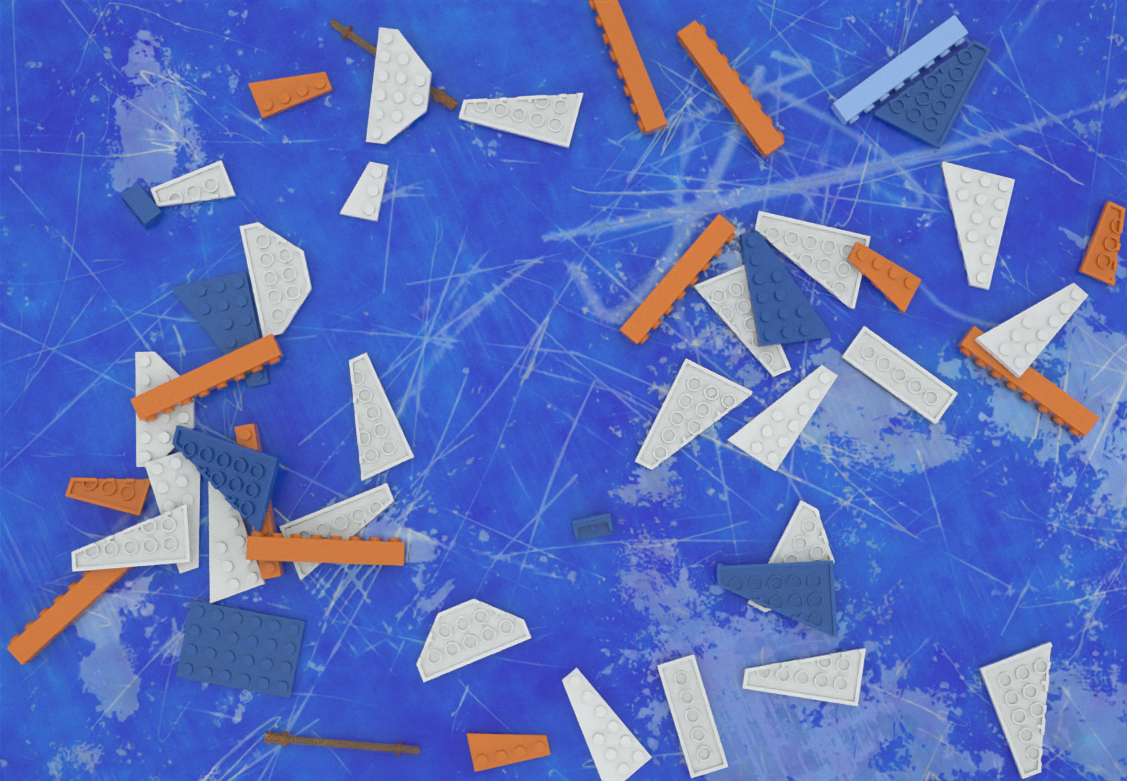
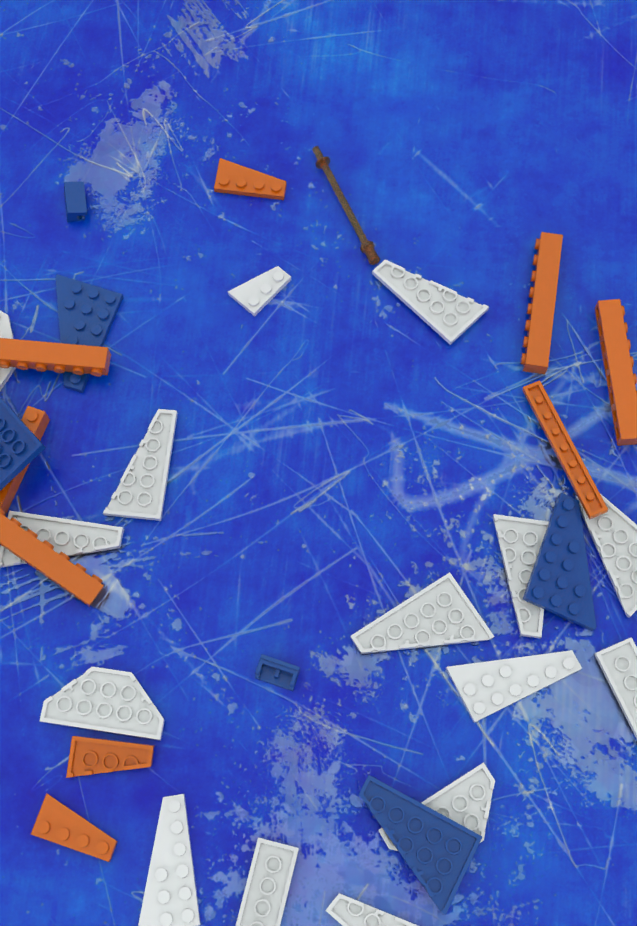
camera: 35 degrees right, 15 degrees down
(200, 185) = (130, 211): white wing -> none
(277, 277) = (144, 312): white plate -> none
(398, 87) = (336, 223): white plate -> none
(489, 679) = (103, 756): none -> orange wing
(677, 280) = (481, 502): orange brick -> none
(722, 191) = (565, 450): none -> orange plate

